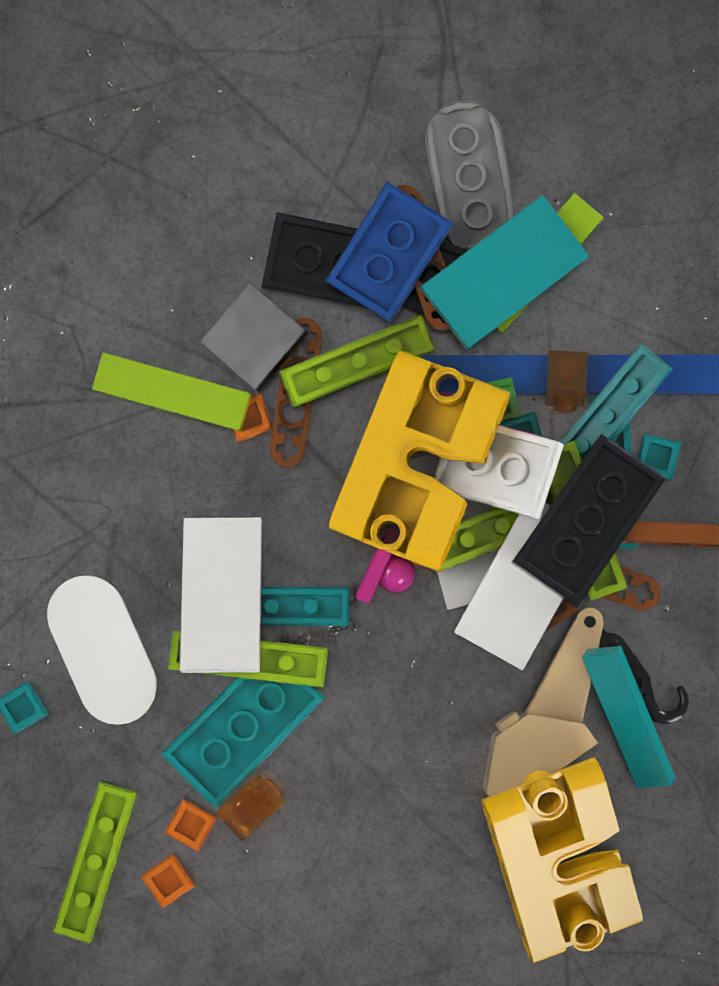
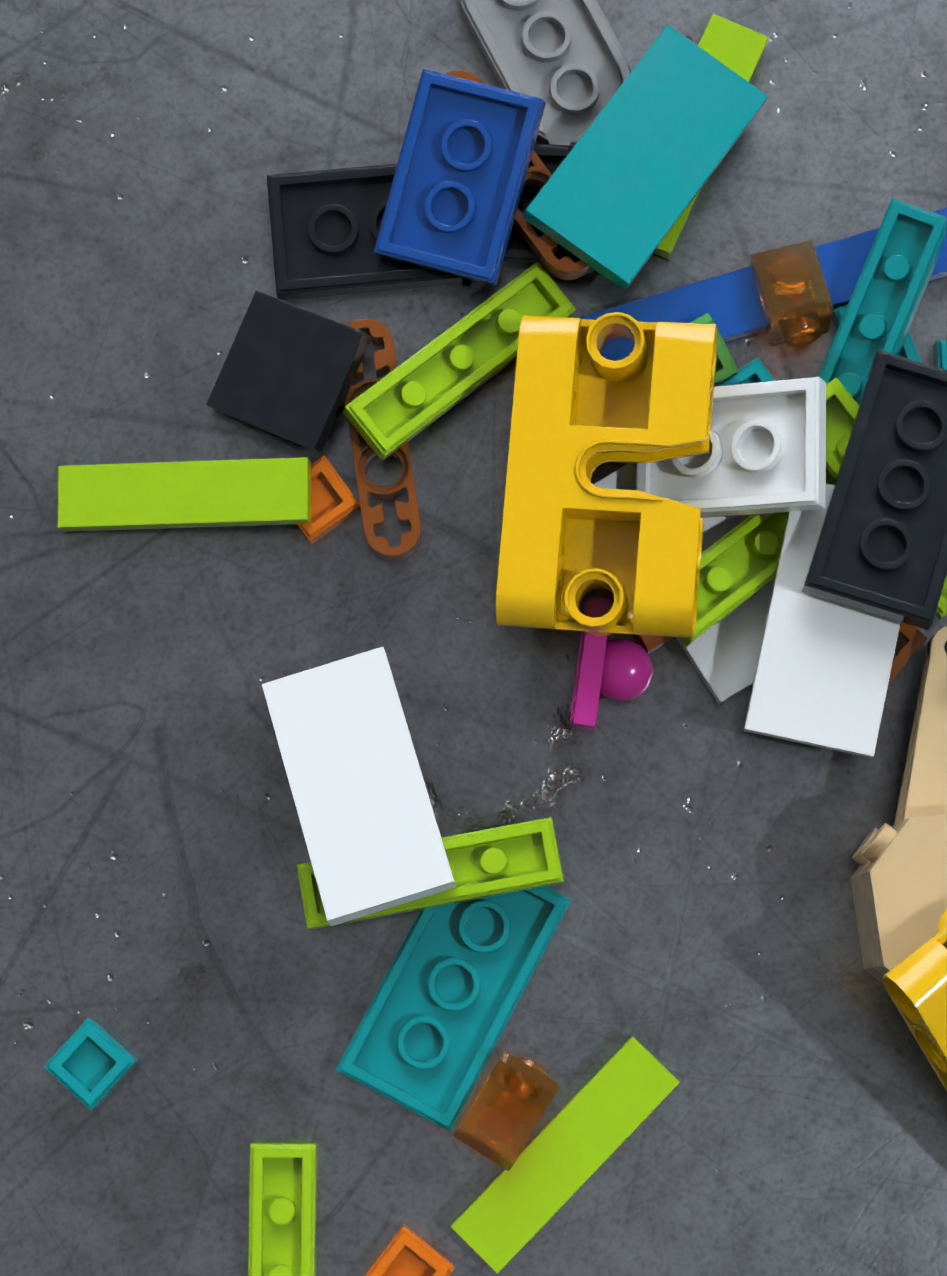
camera: 20 degrees left, 5 degrees down
(102, 649) = (193, 932): white tile -> none
(190, 824) = (418, 1169): orange tile -> none
(277, 841) = (564, 1154): none -> lime tile
(305, 606) = (495, 765): teal tile -> none

